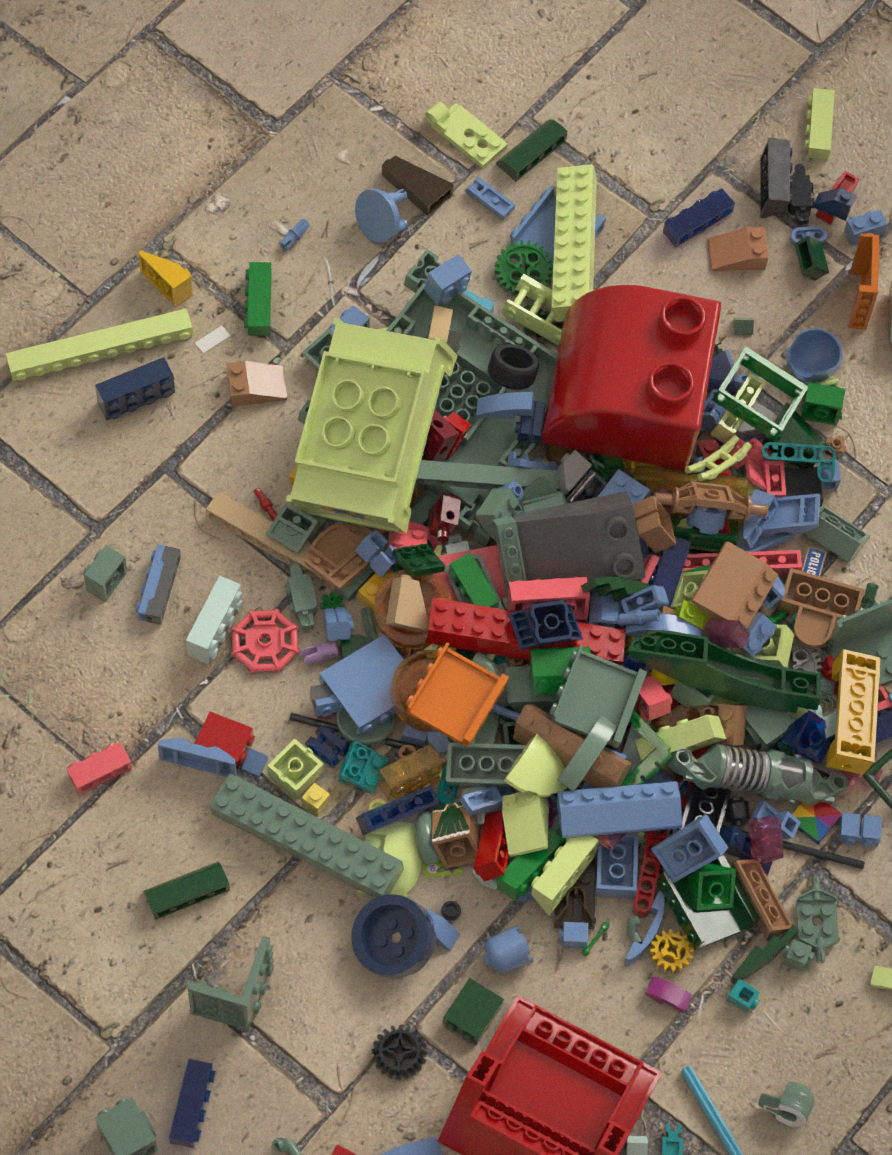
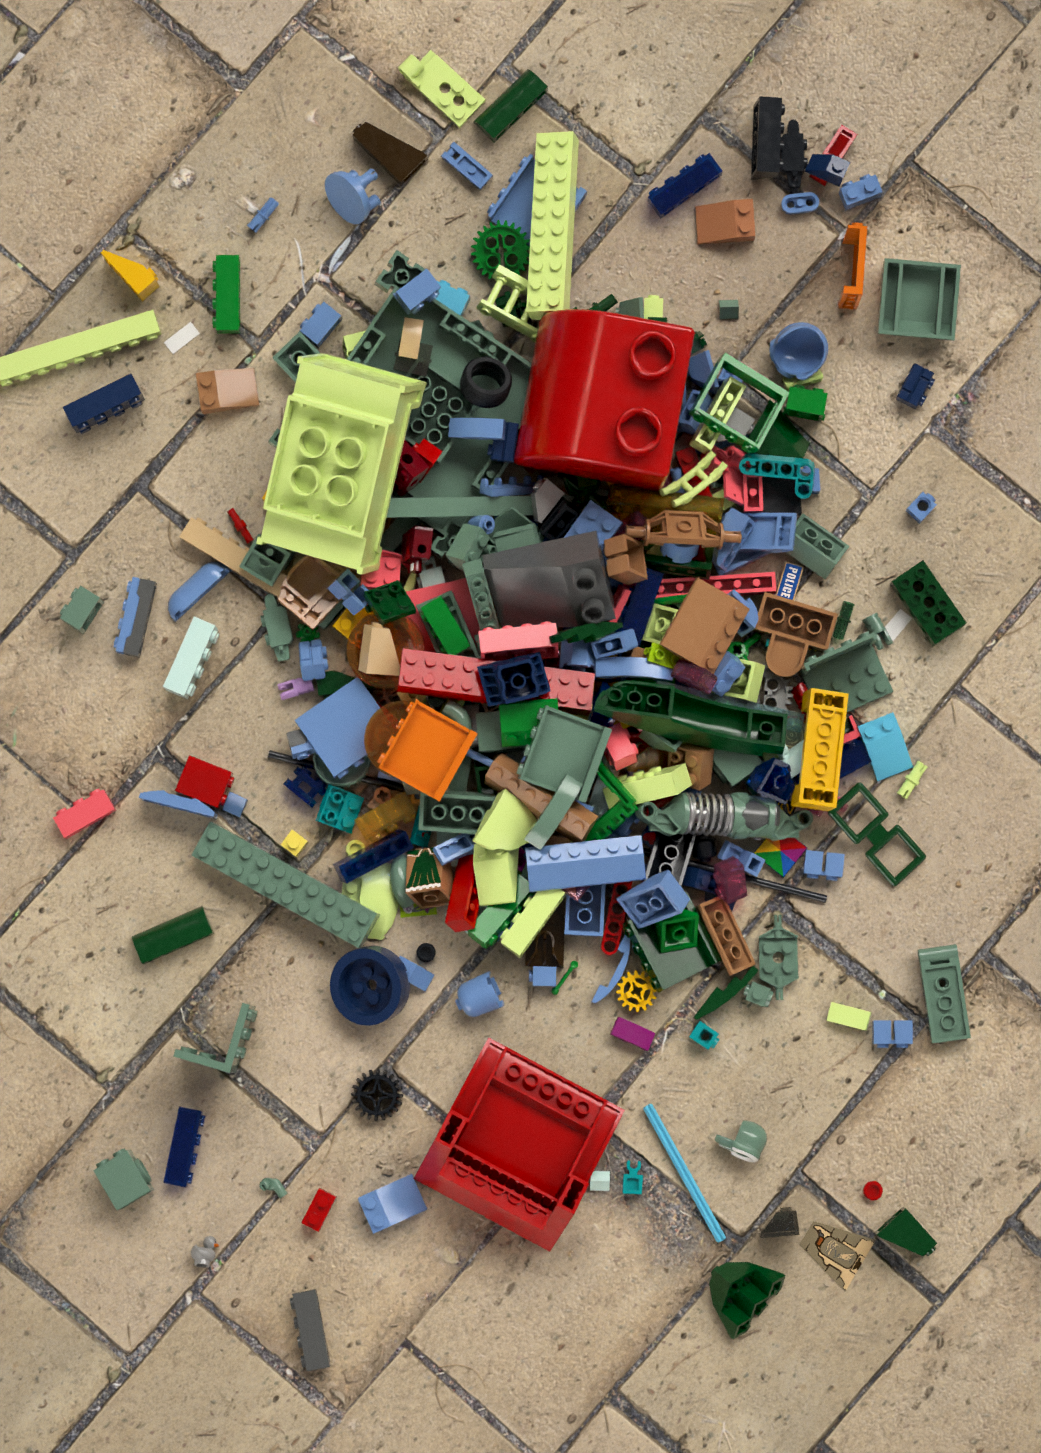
camera: 10 degrees right, 20 degrees up
(220, 561) = (195, 588): none -> medium blue brick
(265, 651) = (235, 683): coral plate -> none
(295, 768) = (274, 812): yellowish green brick -> none
(368, 622) = (342, 644): sand green axle -> none
(472, 1011) = (446, 1054): dark green brick -> none
(632, 923) = (600, 971): sand green arm -> none
(640, 617) = (608, 663): medium blue pin -> none
(811, 258) = (801, 232): dark green brick -> none
(820, 123) = (818, 66): yellowish green brick -> none
(840, 441) = (823, 442): medium nougat plate -> none

